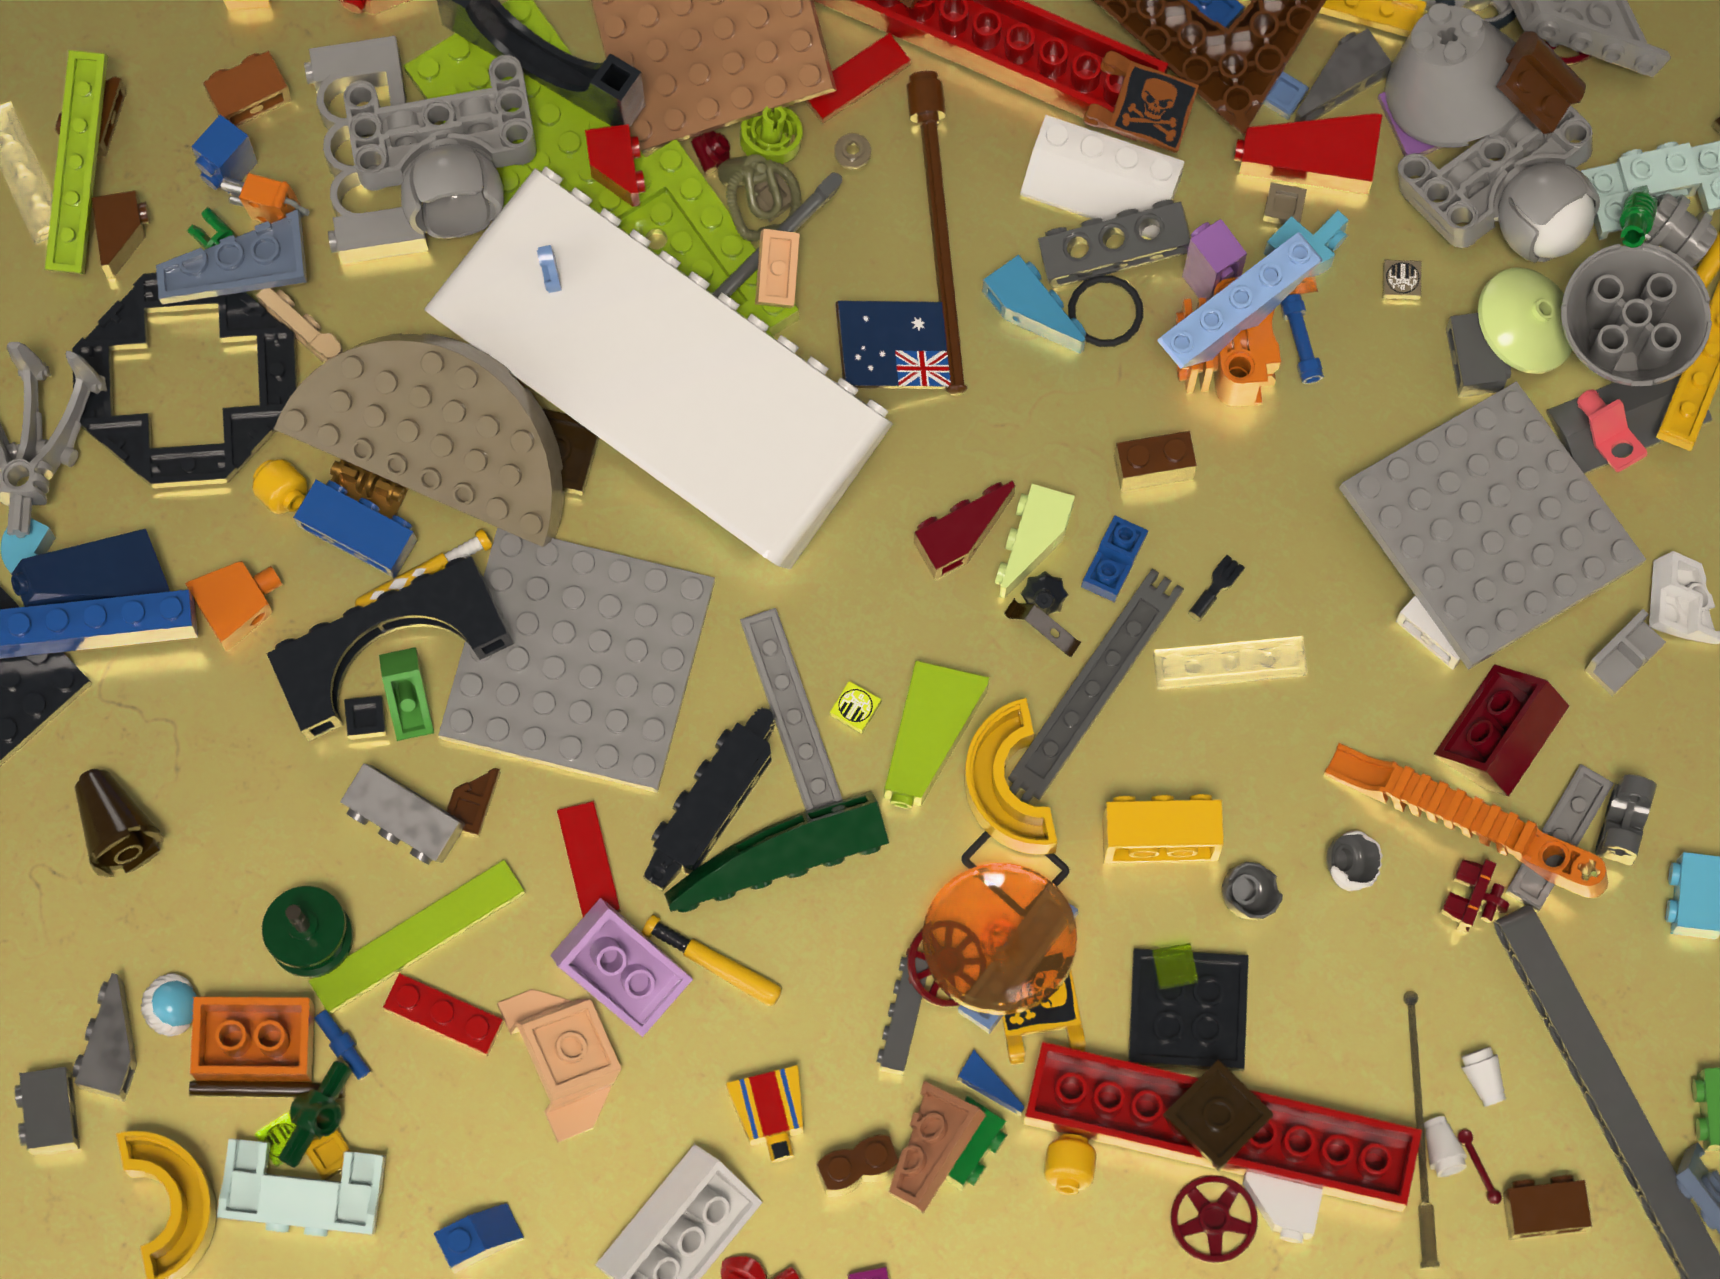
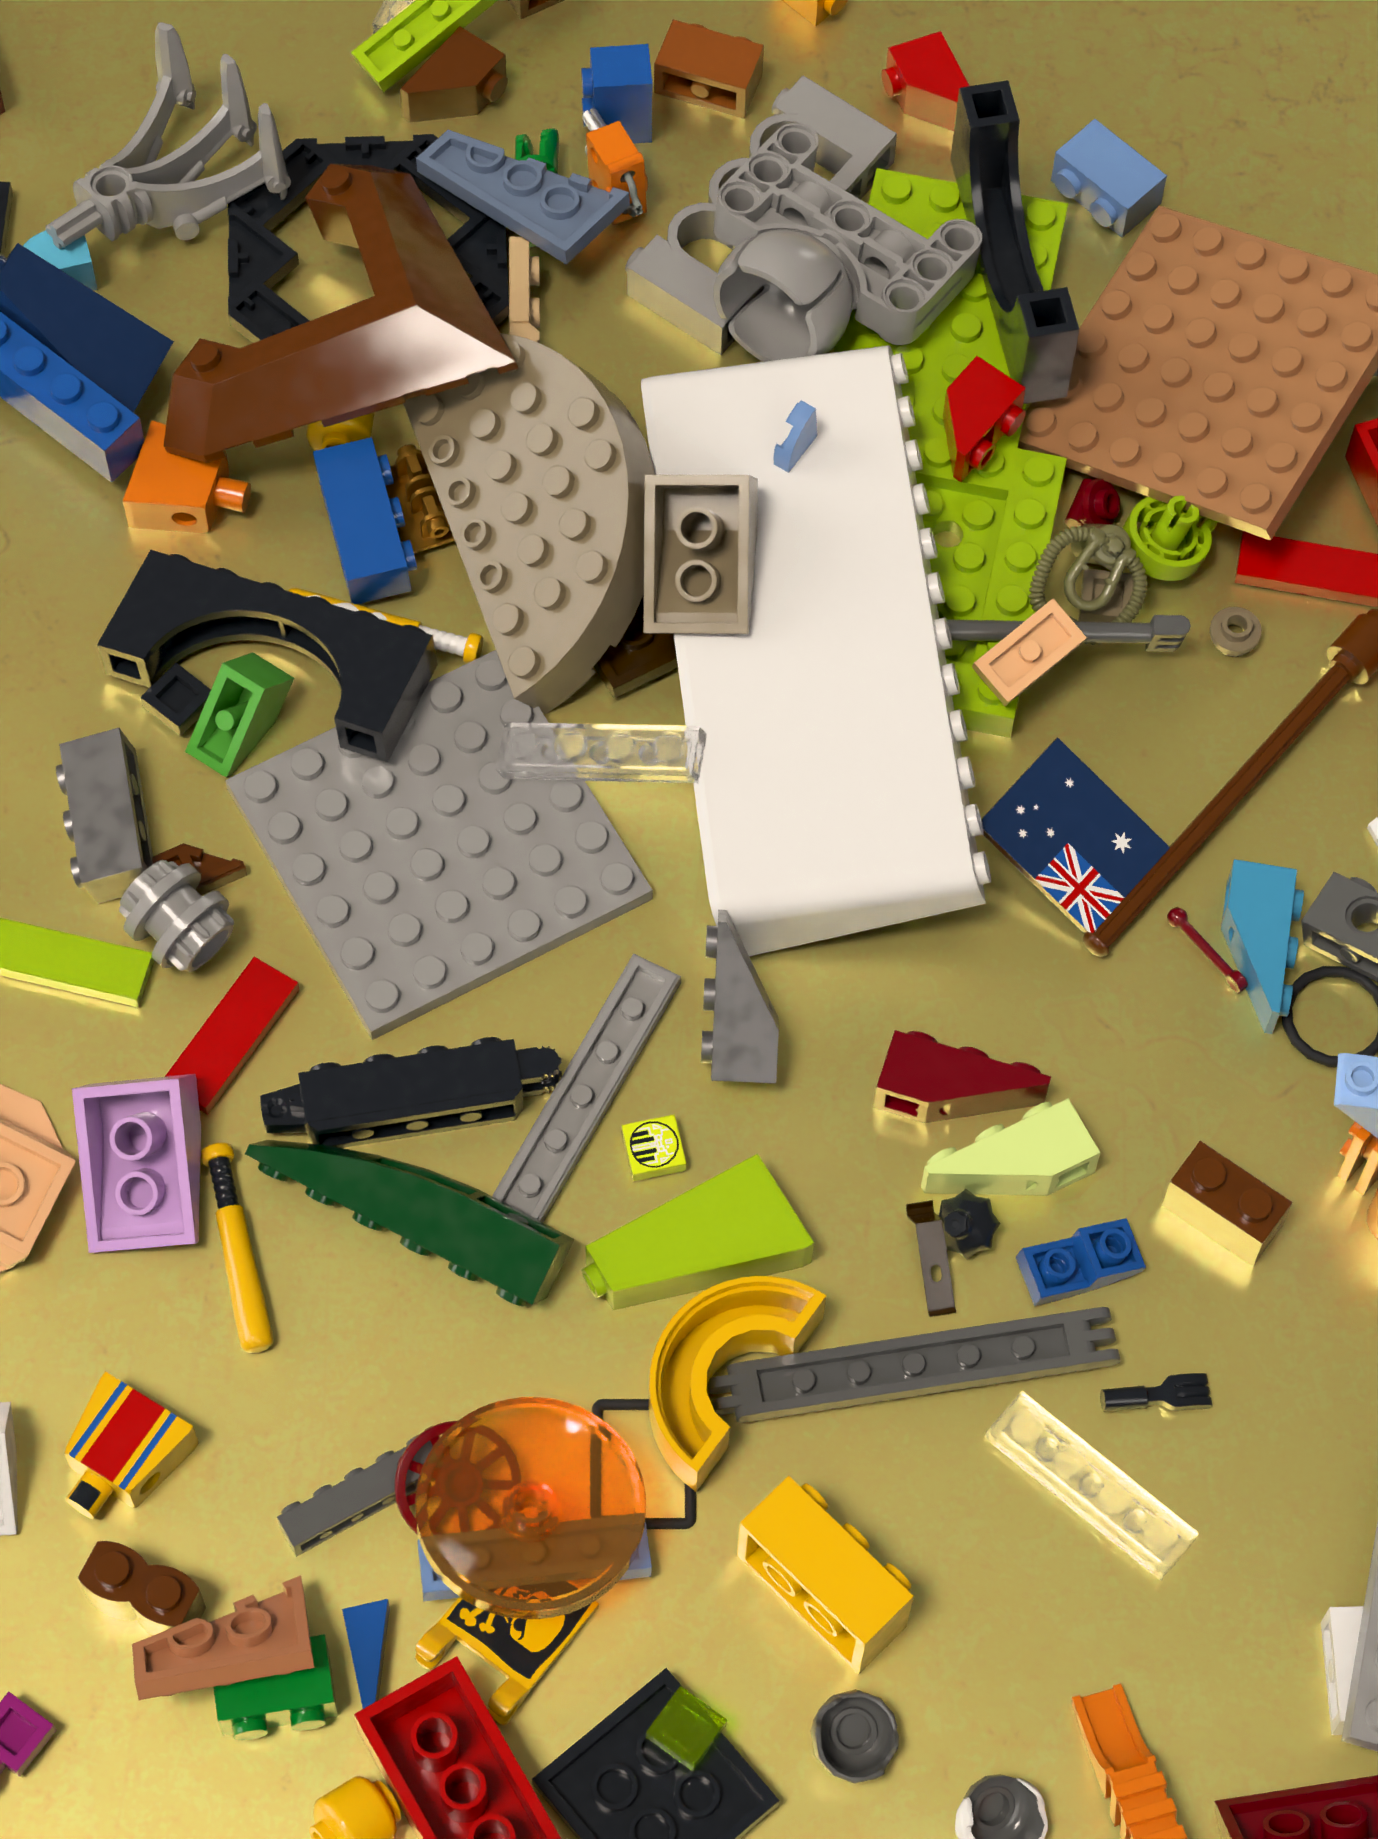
camera: 45 degrees right, 10 degrees down
(292, 411) = (407, 341): none -> reddish brown wedge
(501, 829) = (181, 920): none -> light grey piece
(569, 380) = (699, 553): none -> dark tan slope
(624, 533) = (601, 752): none -> clear plate
(841, 605) = (745, 1022): none -> flat silver slope
(980, 335) = (1178, 918): none -> dark red hinge

